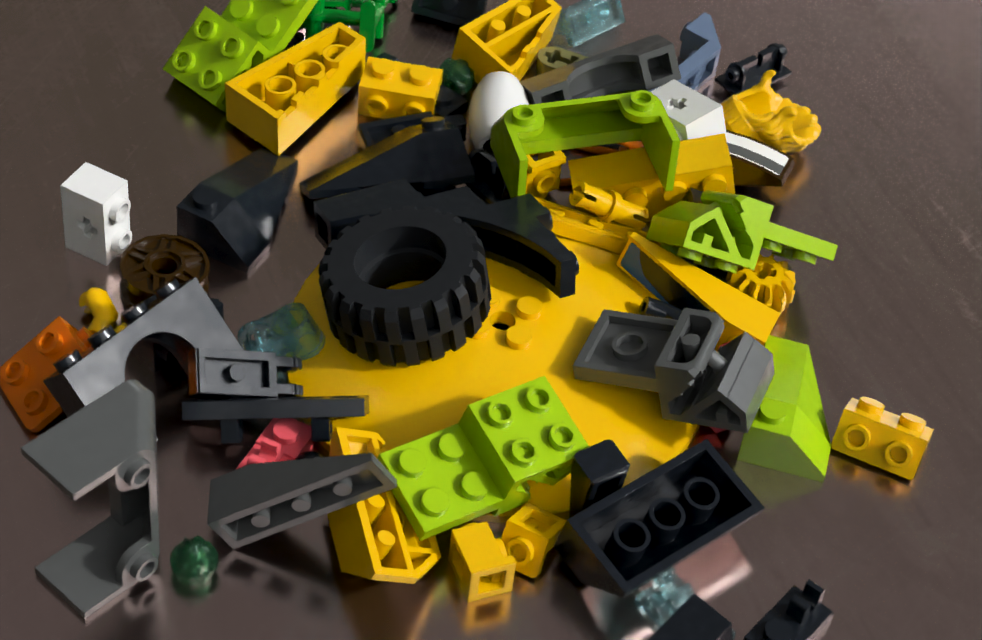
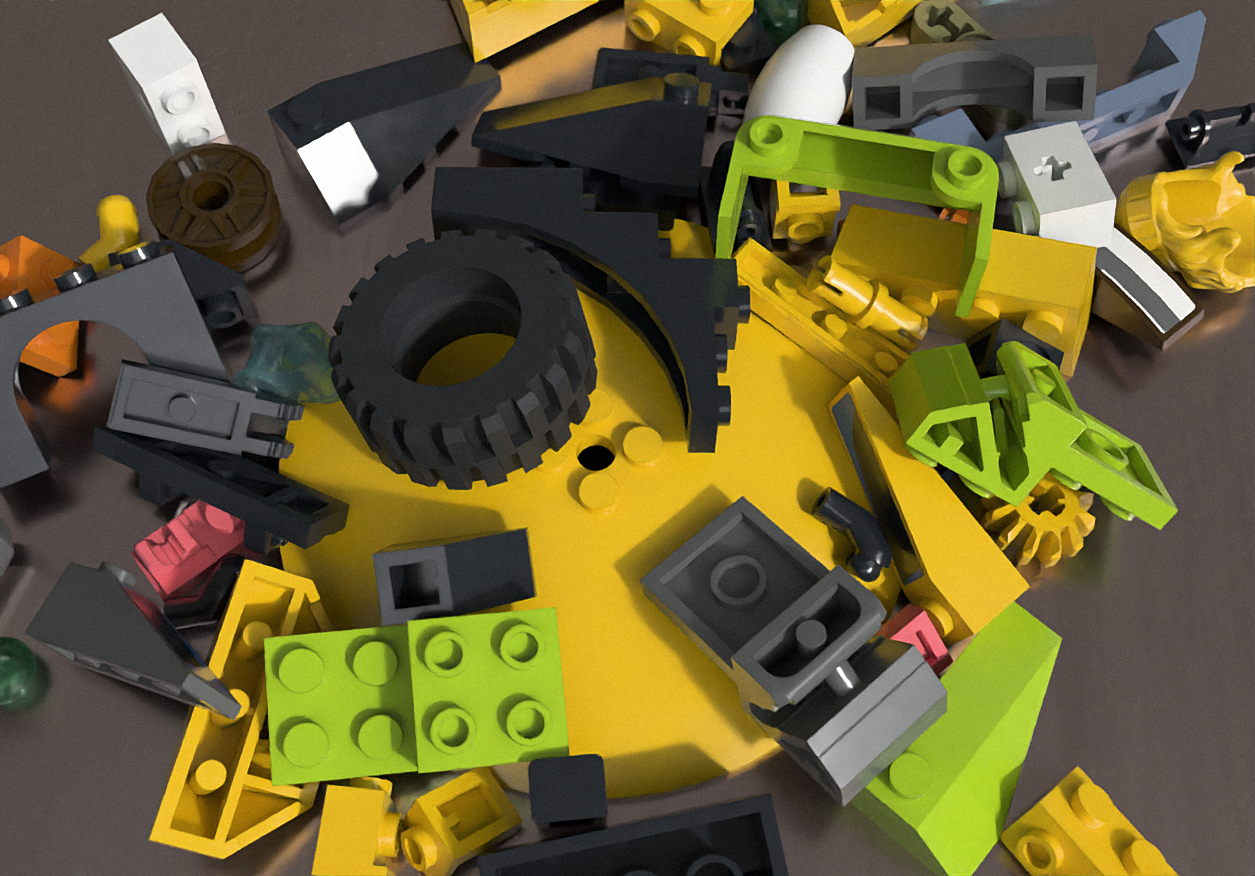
camera: 30 degrees right, 20 degrees up
(449, 394) = (453, 575): none -> black slope

